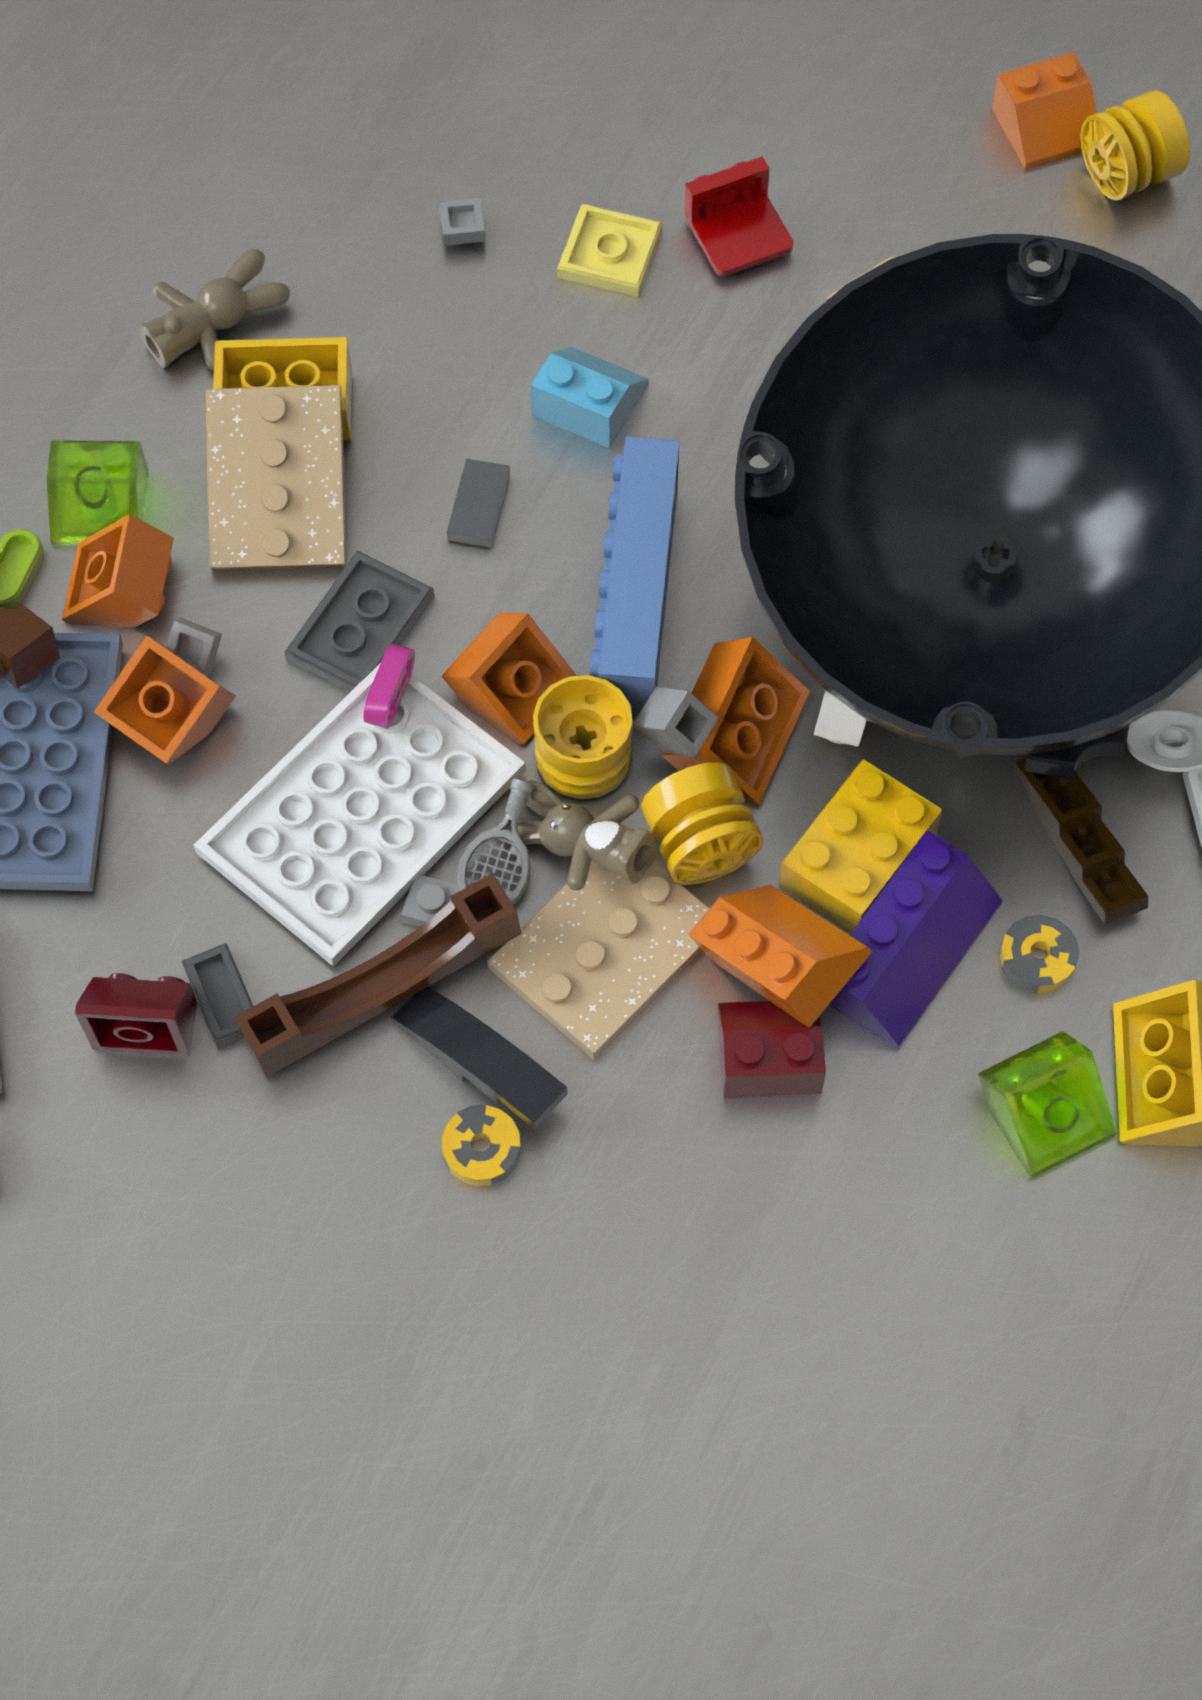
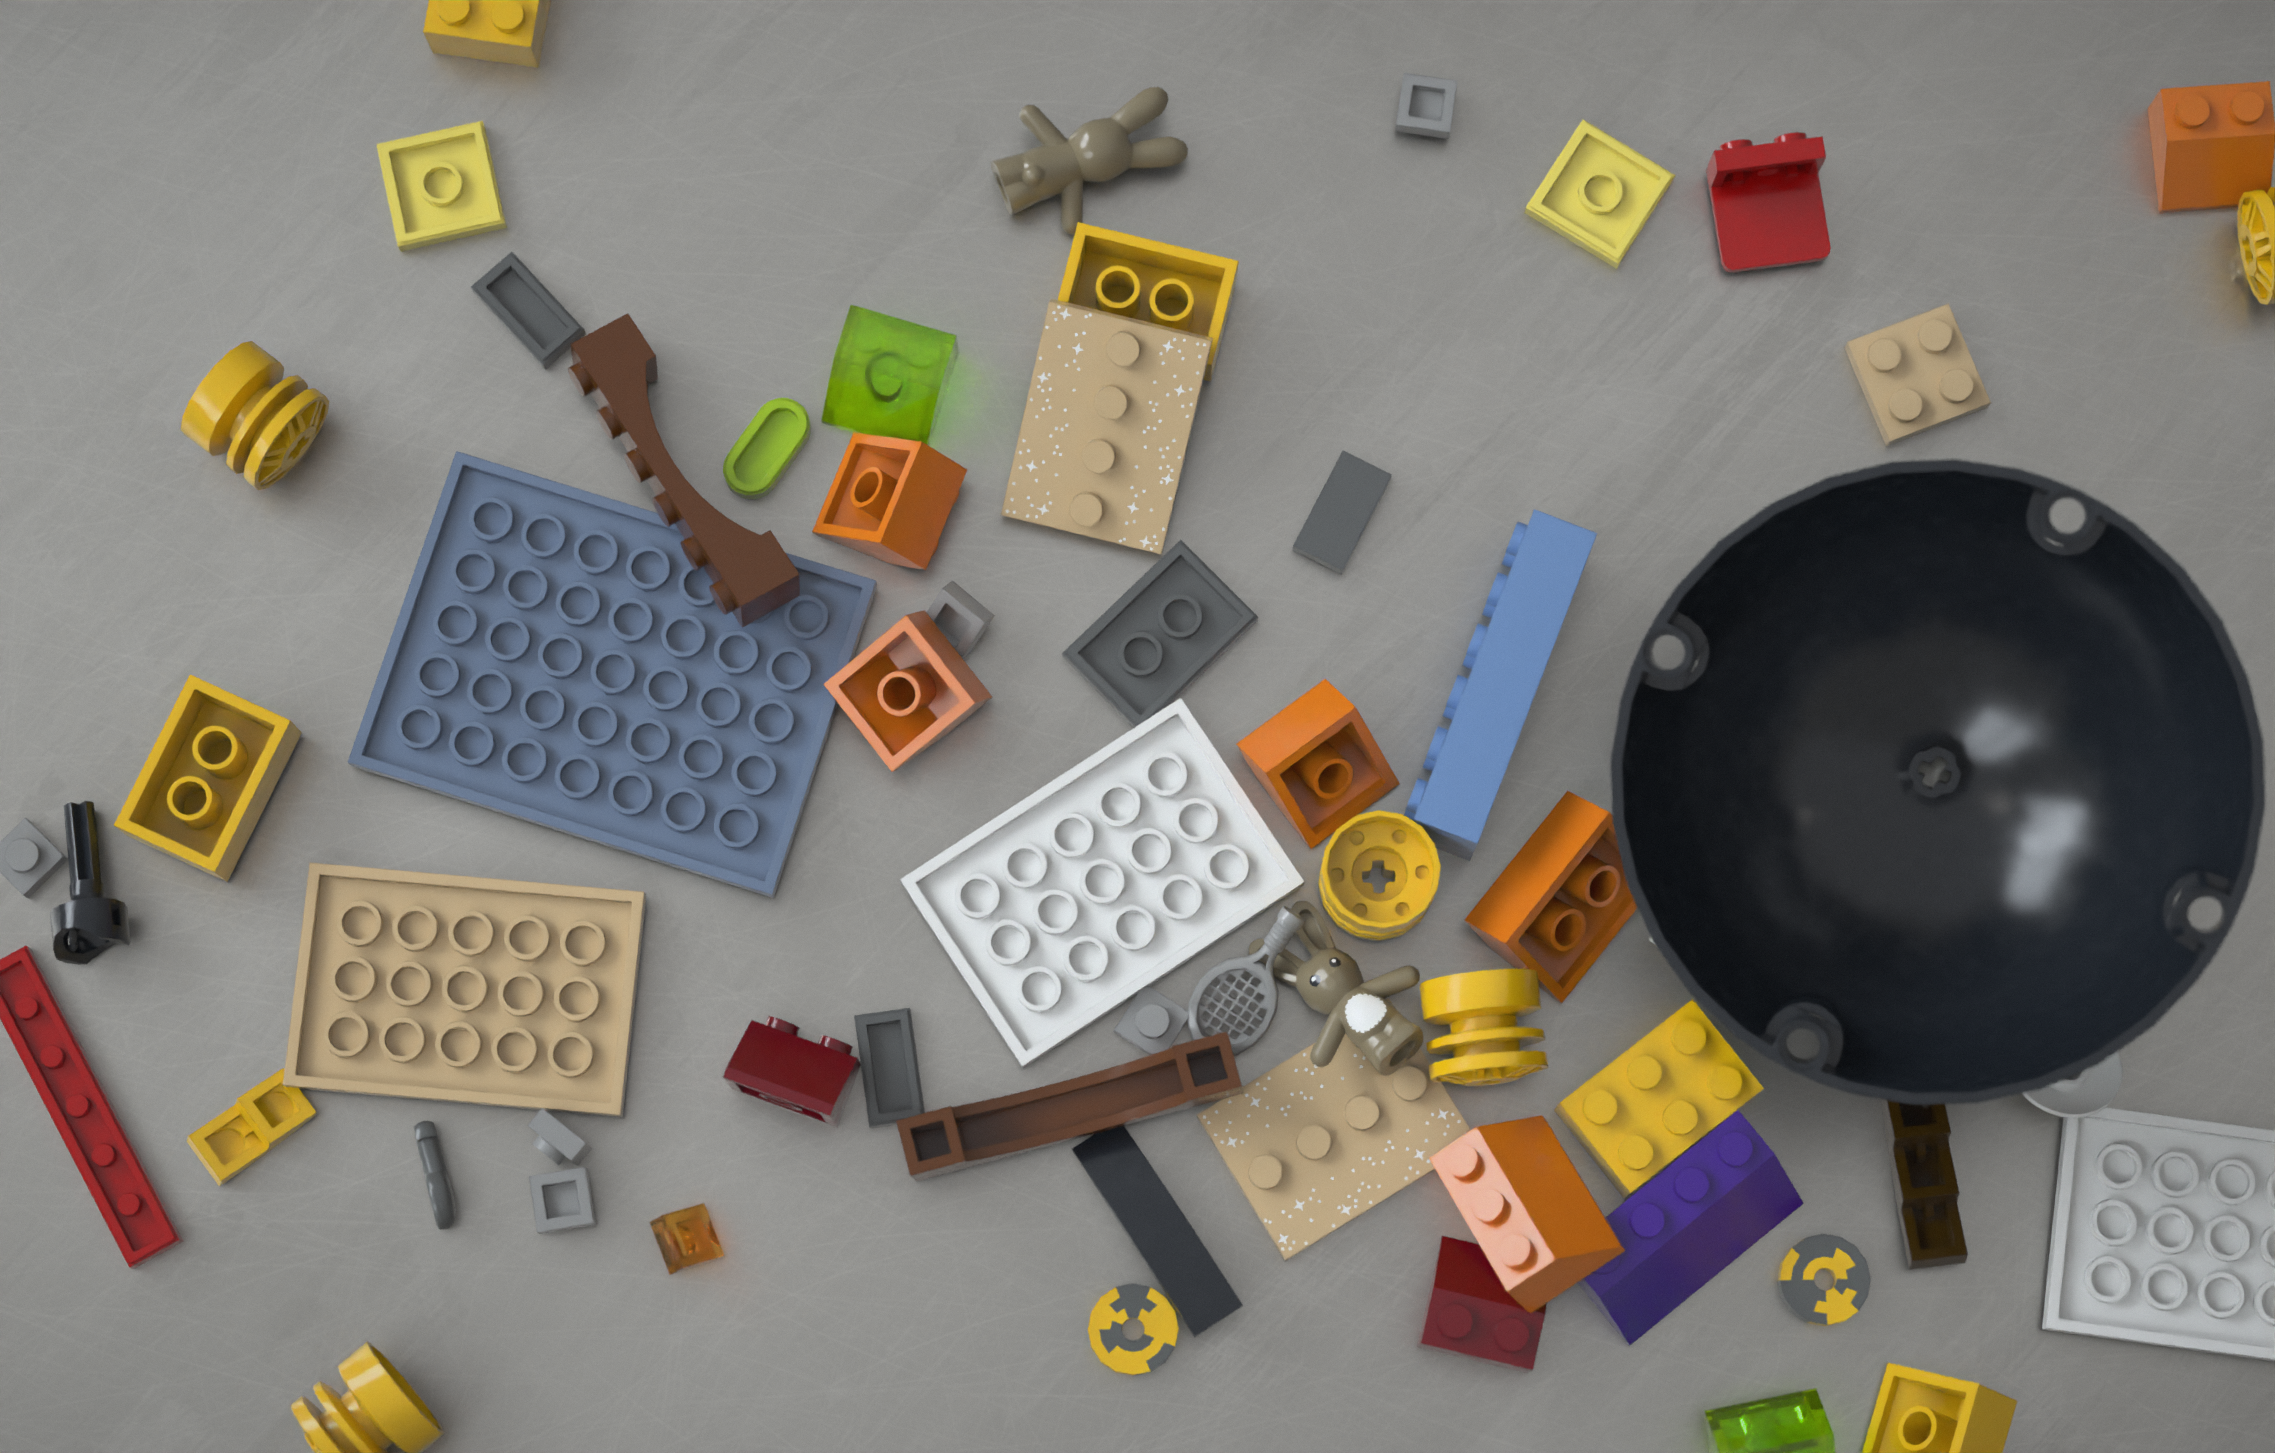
camera: 15 degrees right, 15 degrees up
(78, 1171) = (686, 1238): none -> clear orange plate
(389, 686) = (1171, 747): dark pink beam -> none
(585, 395) = (1515, 397): medium azure slope -> none
(675, 721) = (1488, 896): light grey brick -> none

